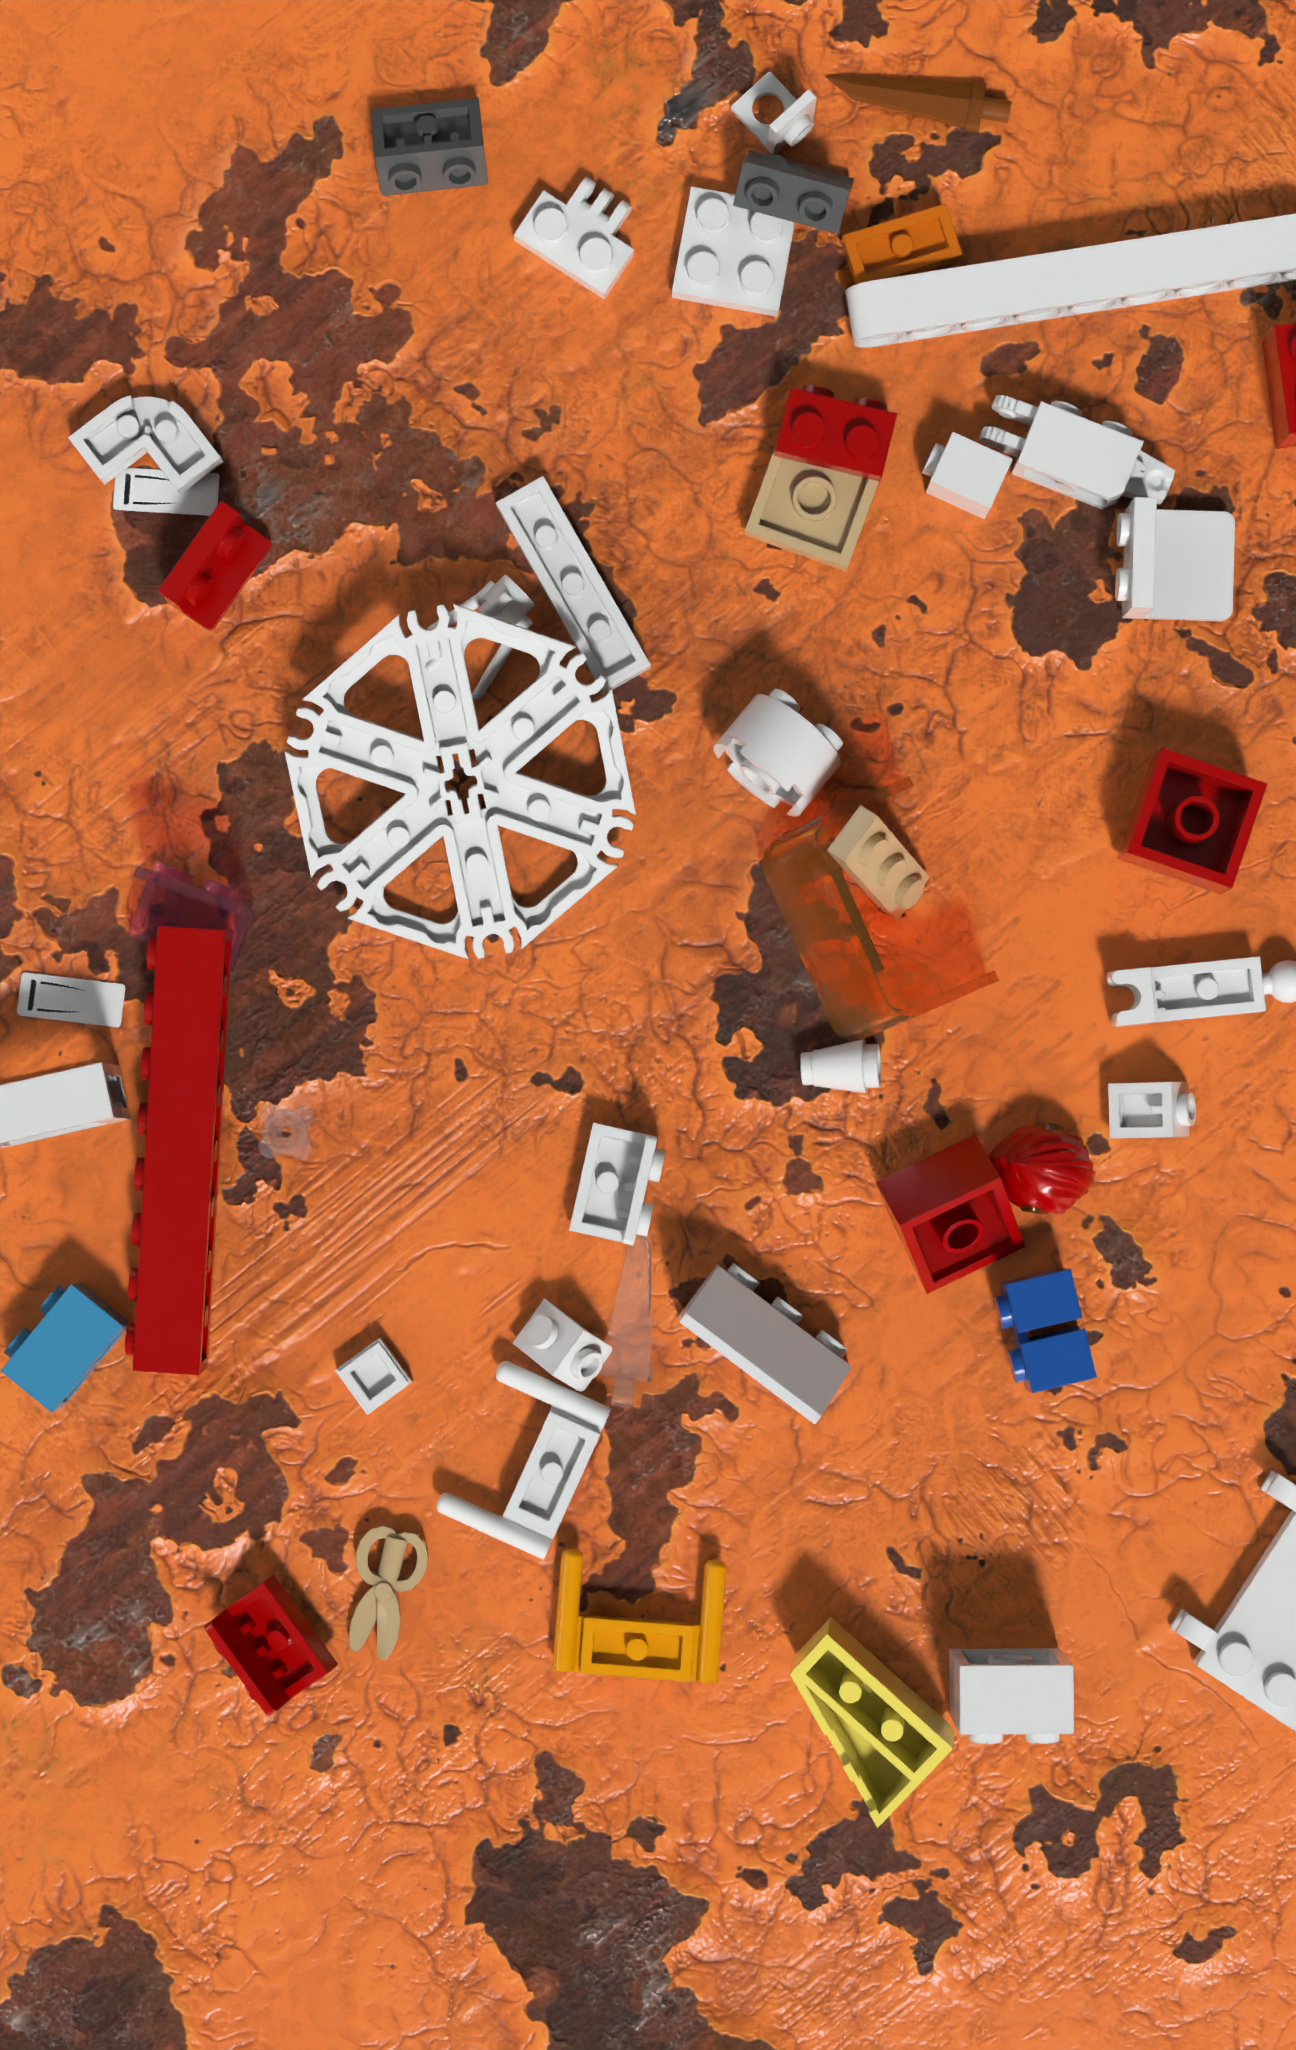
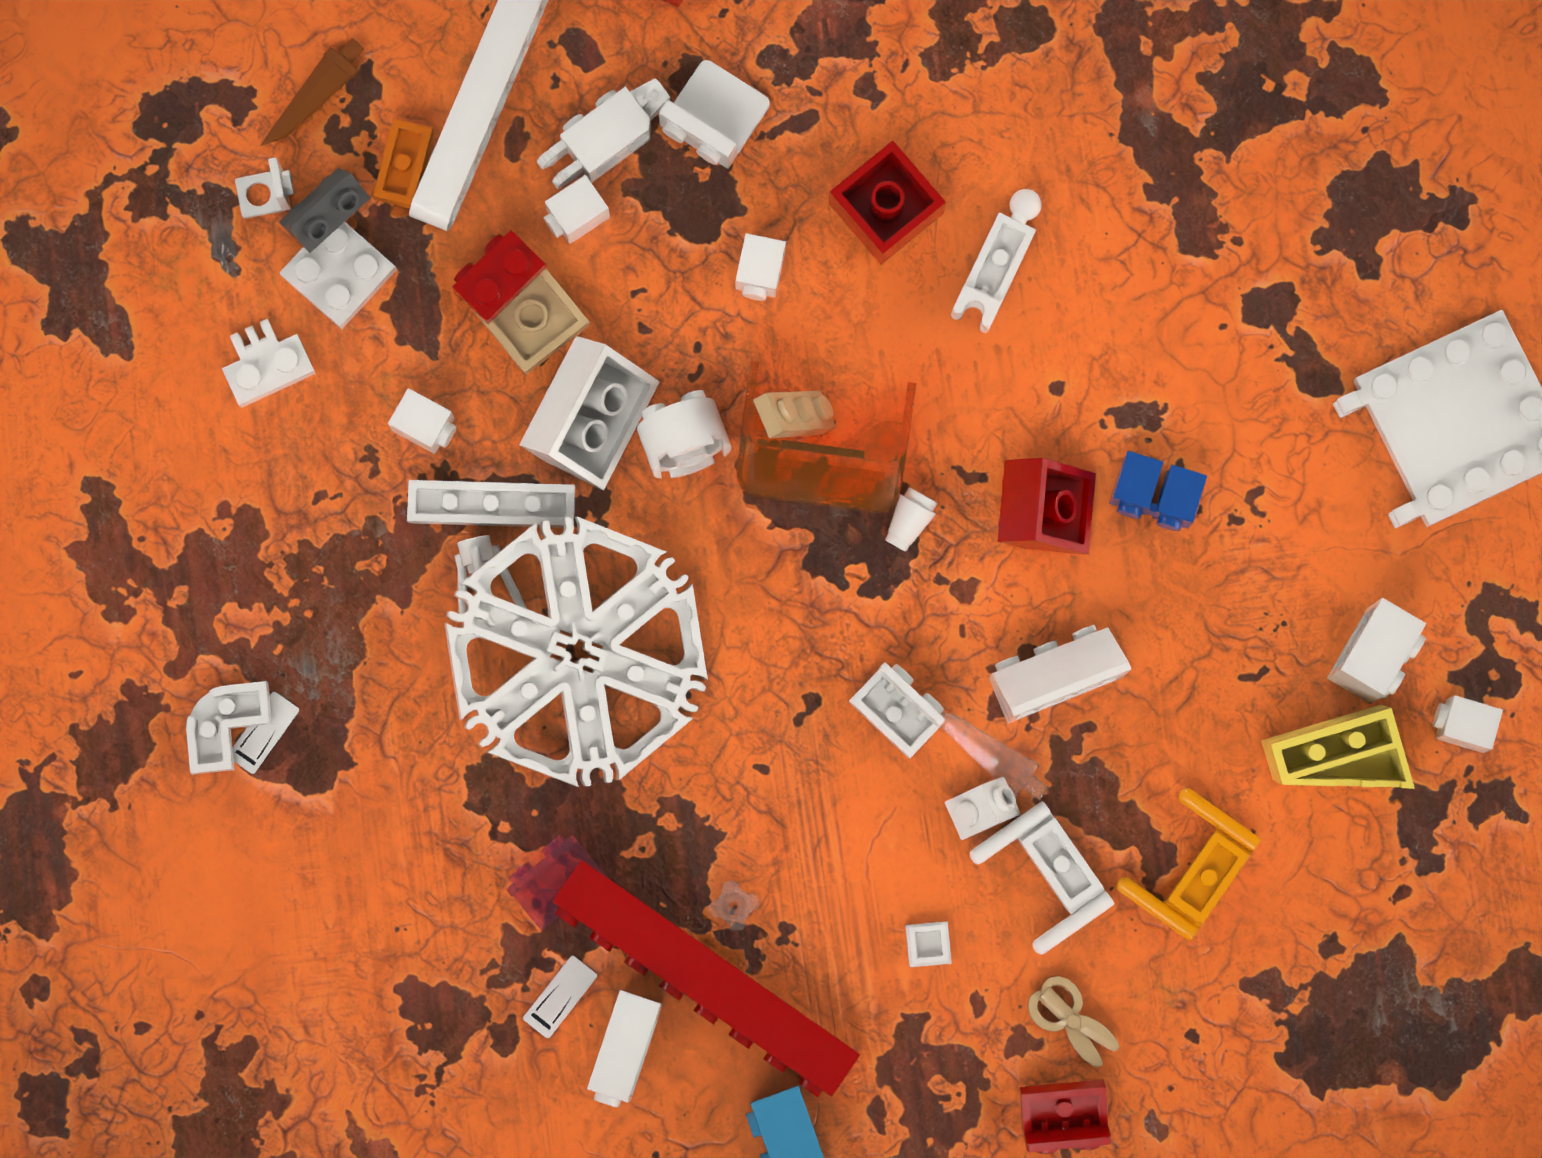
camera: 60 degrees left, 5 degrees down
(215, 567) = (337, 728): red bracket -> none
(429, 147) = (146, 424): dark grey bracket -> none
(619, 451) = (423, 421): none -> white brick
(744, 631) = (589, 412): none -> white slope
(992, 1842) = (1467, 723): none -> white brick
(1029, 722) = (760, 267): none -> white brick
(1043, 1168) = (1052, 429): red hair -> none
(1150, 1110) = (1055, 340): white bracket -> none

